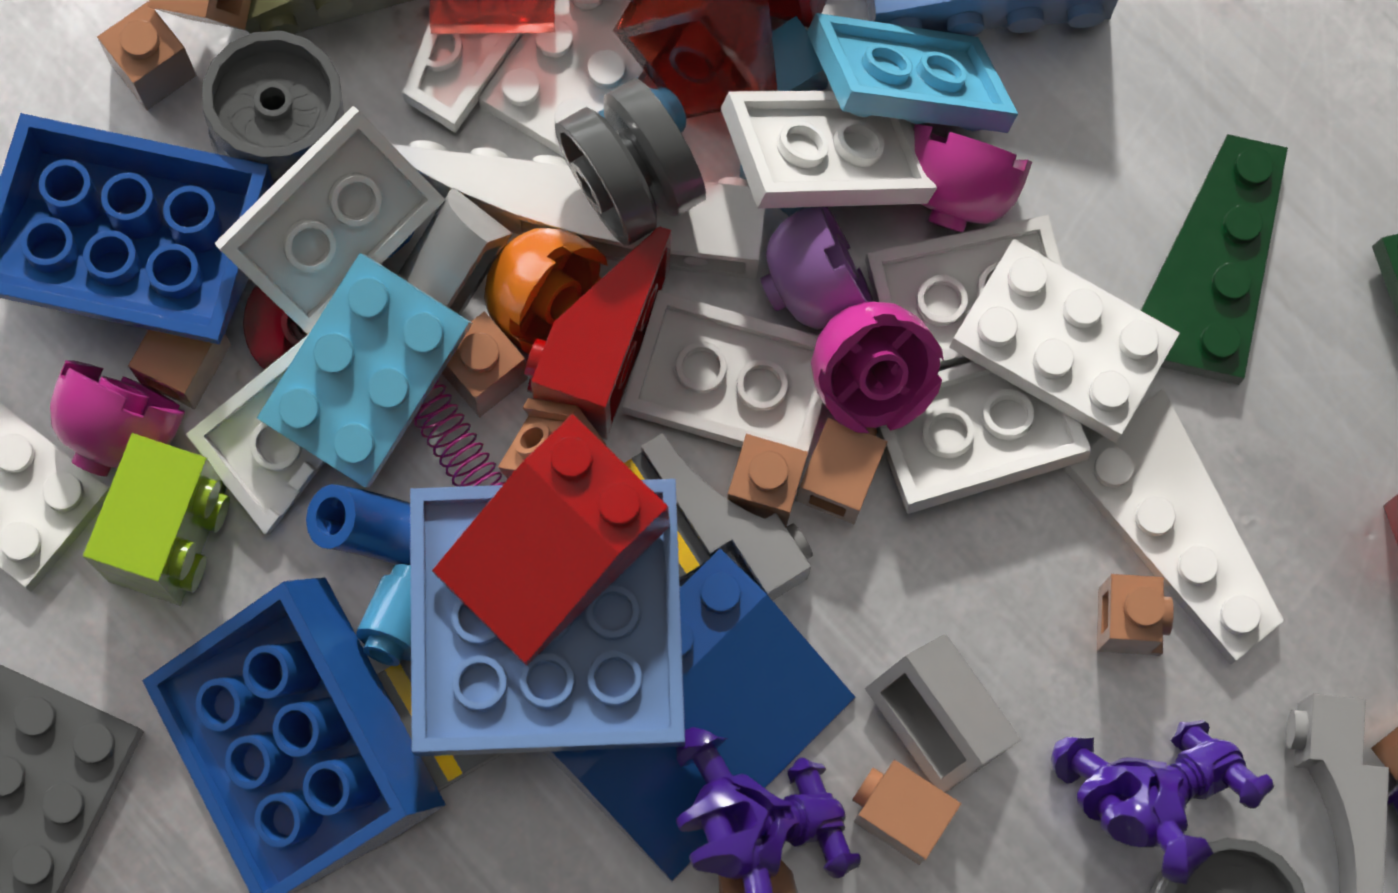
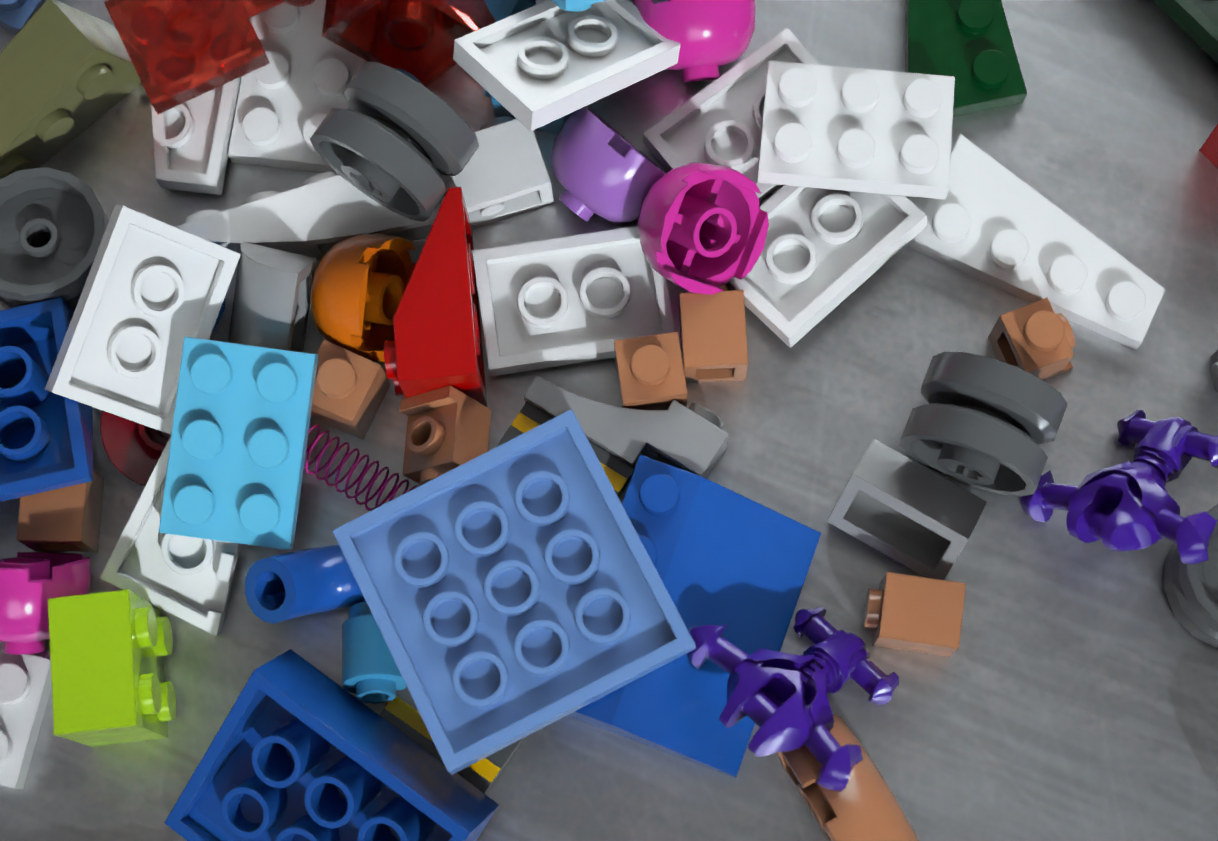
camera: 15 degrees left, 0 degrees up
(552, 539) = (486, 515): red slope -> none
(1048, 666) = (984, 423): none -> dark grey wheel

